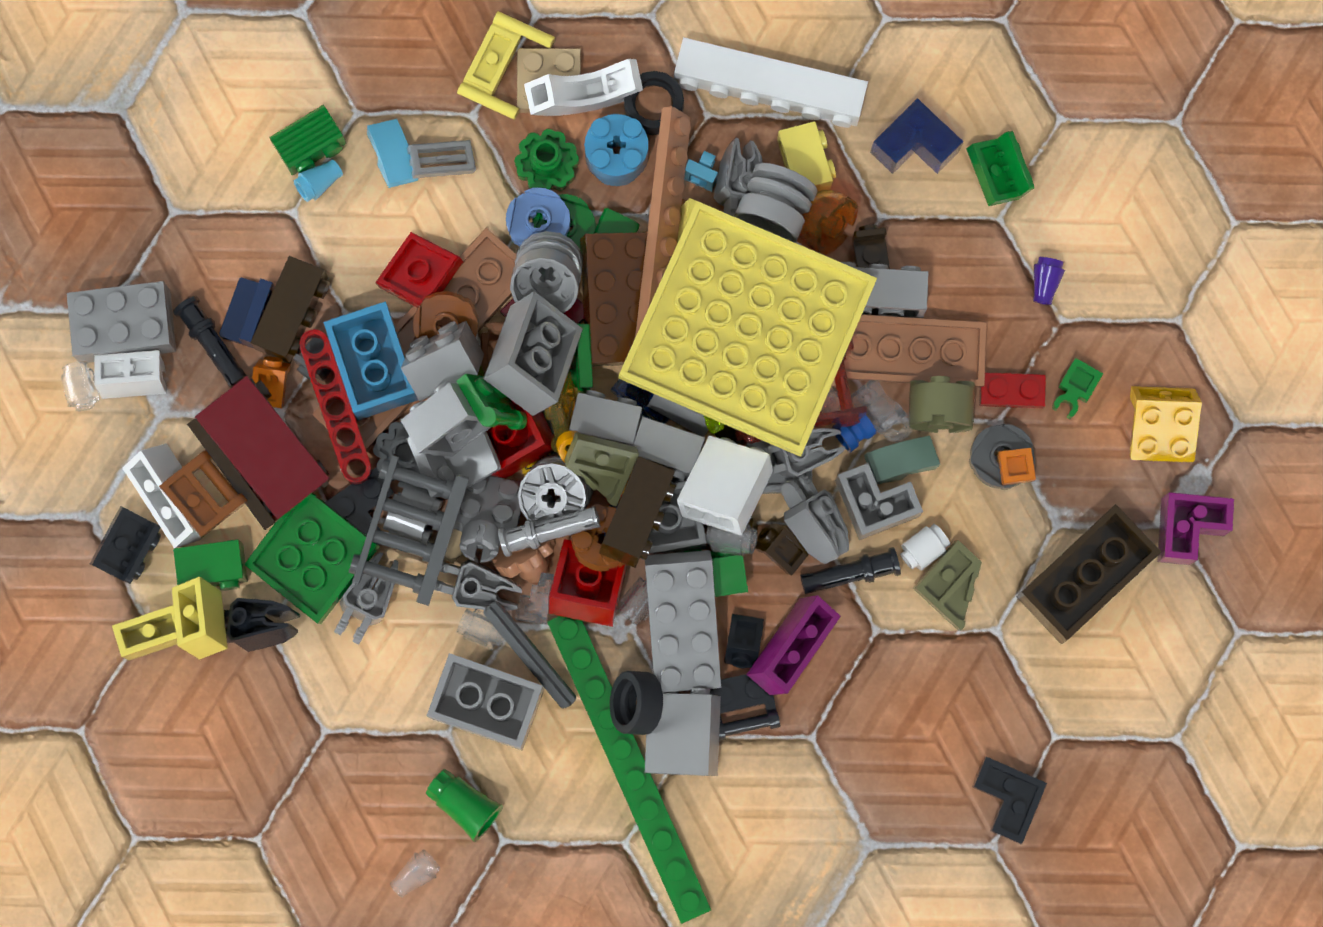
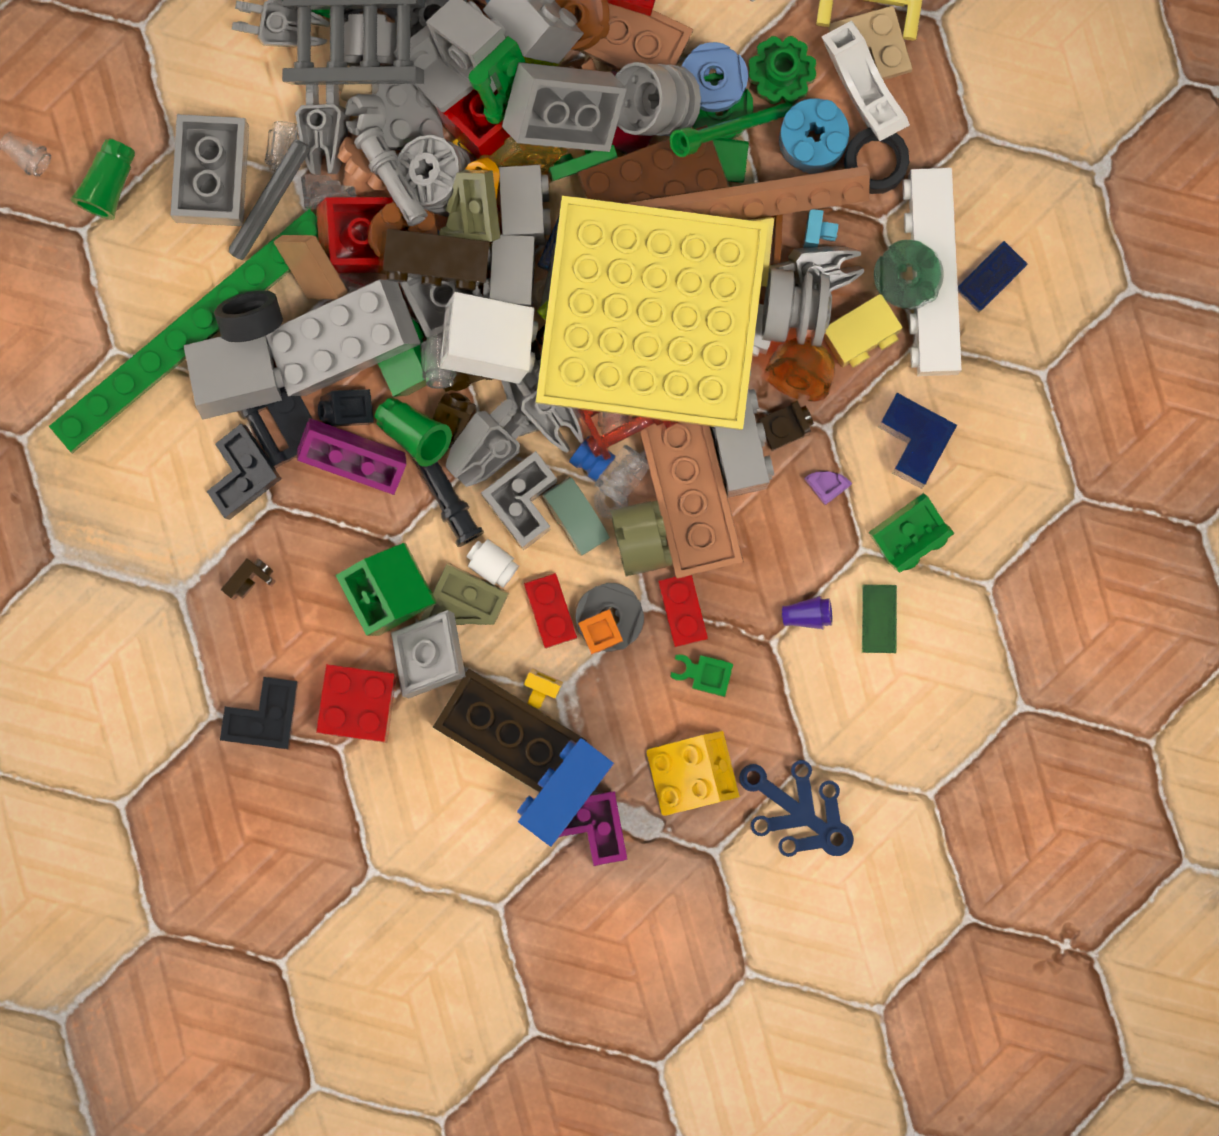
camera: 75 degrees right, 5 degrees up
(599, 250) = (688, 140): none -> green piece
(607, 631) = (311, 267): none -> medium nougat tile
(755, 109) = (895, 260): none -> clear green plate
(778, 744) = (250, 476): none -> black plate
(785, 582) = (417, 433): none -> green plant
(786, 34) = (991, 276): none -> clear blue tile
(878, 782) = (241, 580): none -> dark brown bracket
(925, 649) = (386, 589): none -> green slope
(934, 231) = (827, 485): none -> medium lavender tile
(981, 508) = (550, 611): none -> red plate
(995, 627) = (428, 654): none -> light grey tile
(1022, 707) = (356, 703): none -> red brick
(1050, 535) = (542, 686): none -> yellow tile
(1067, 221) = (879, 619): none -> clear green tile
(1161, 534) = (564, 791): none -> blue brick
(1223, 338) = (801, 813): none -> dark blue plant

